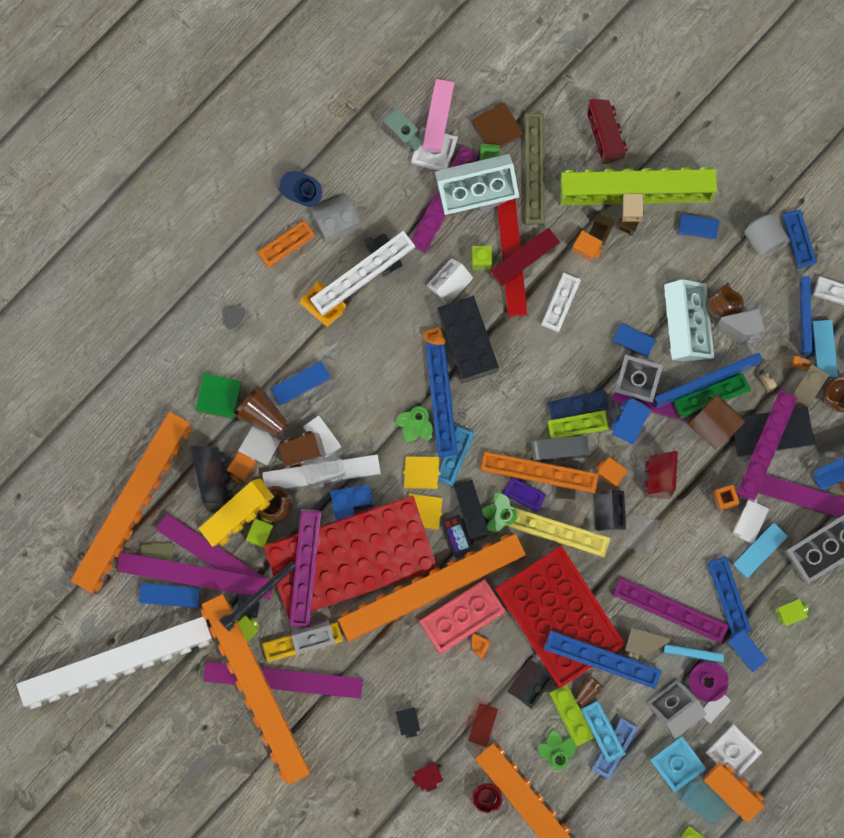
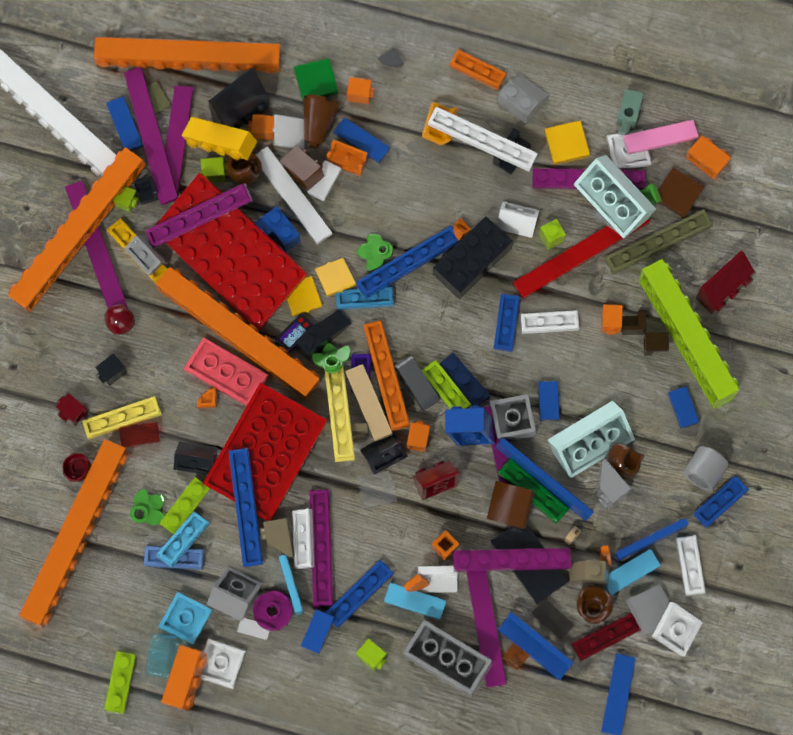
camera: 60 degrees right, 5 degrees down
(229, 620) = (121, 175): black piece -> none
(252, 360) = (360, 90): none -> orange brick
(301, 188) = (532, 55): dark blue piece -> none
(312, 405) = (347, 157): none -> orange hinge
(323, 469) = (294, 193): clear brick -> none
(363, 691) = (119, 319): none -> dark red hair
(399, 200) = (567, 142): none -> yellow tile
(458, 733) = (121, 417): none -> light yellow tile
(479, 83) = (708, 157): none -> orange brick
(524, 257) = (572, 270): dark red tile -> none
(542, 340) = (506, 322): none -> blue tile
(558, 501) = (368, 403): none -> tan tile
(588, 691) = (213, 510): reddish brown cone -> none
(632, 208) = (665, 336): tan panel -> none
(655, 622) = (303, 538): none -> white tile
(747, 541) = (416, 583): none -> orange tile

